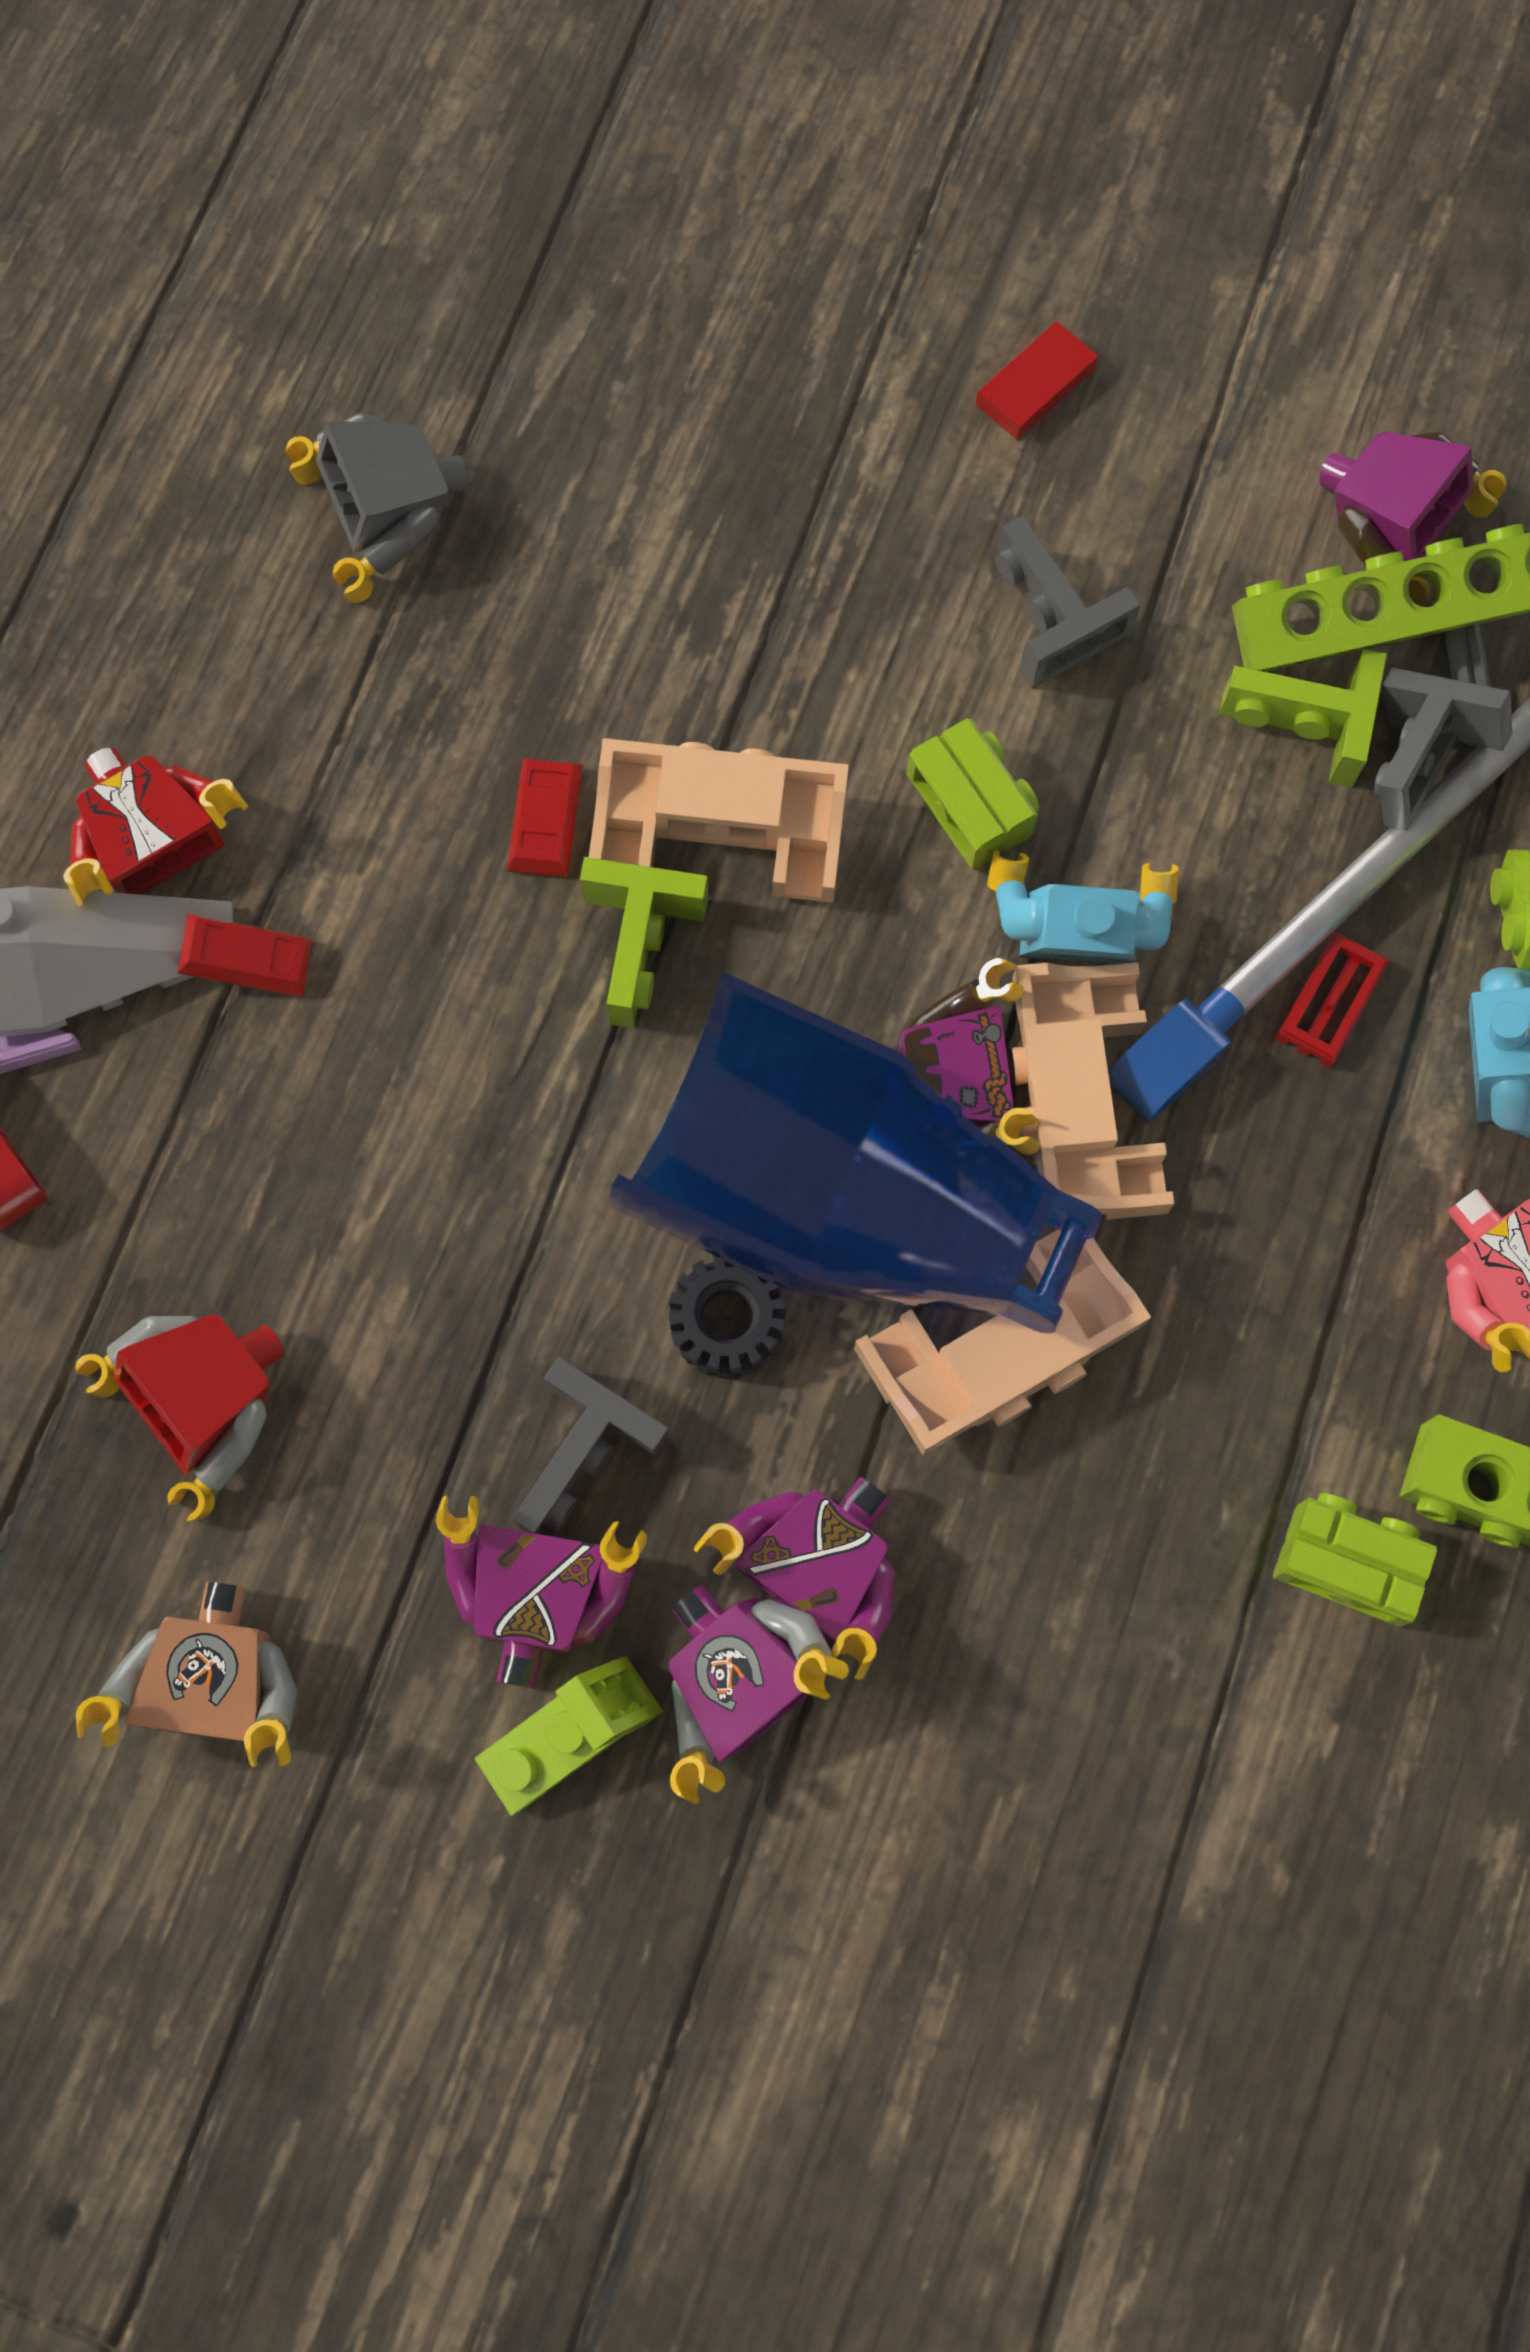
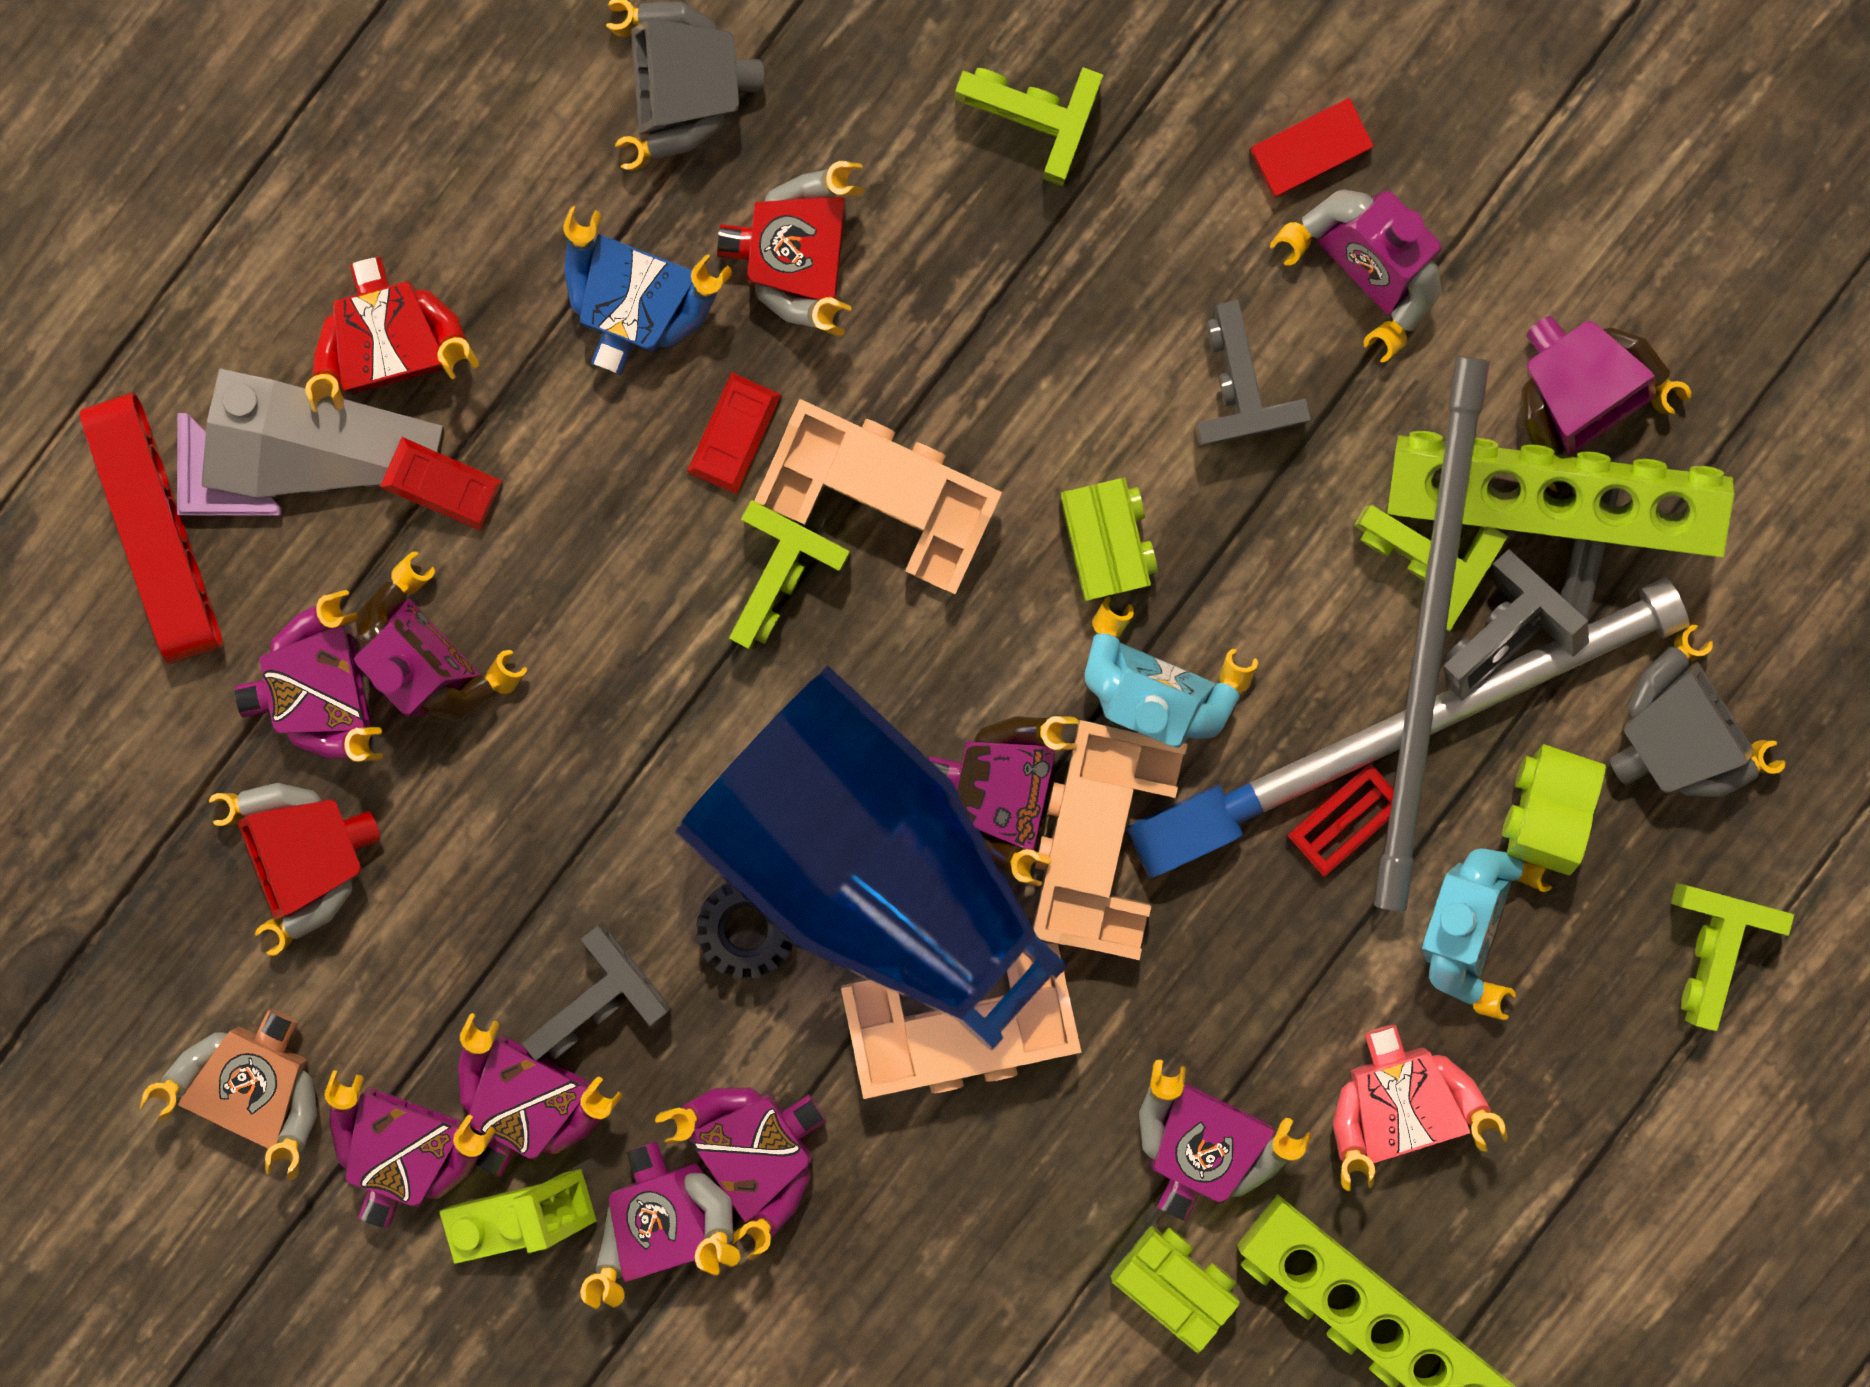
camera: 25 degrees right, 15 degrees up
(161, 1199) = (314, 685): none -> magenta torso
(271, 1139) = (415, 661): none -> torso
(395, 704) = (633, 294): none -> blue torso
(403, 1694) = (398, 1148): none -> magenta torso
(552, 605) = (797, 246): none -> torso
(746, 420) = (1036, 110): none -> lime bracket
(1145, 433) = (1381, 250): none -> torso
(1327, 1382) = (1208, 1144): none -> torso
(1407, 1014) = (1465, 406): none -> dark grey piece

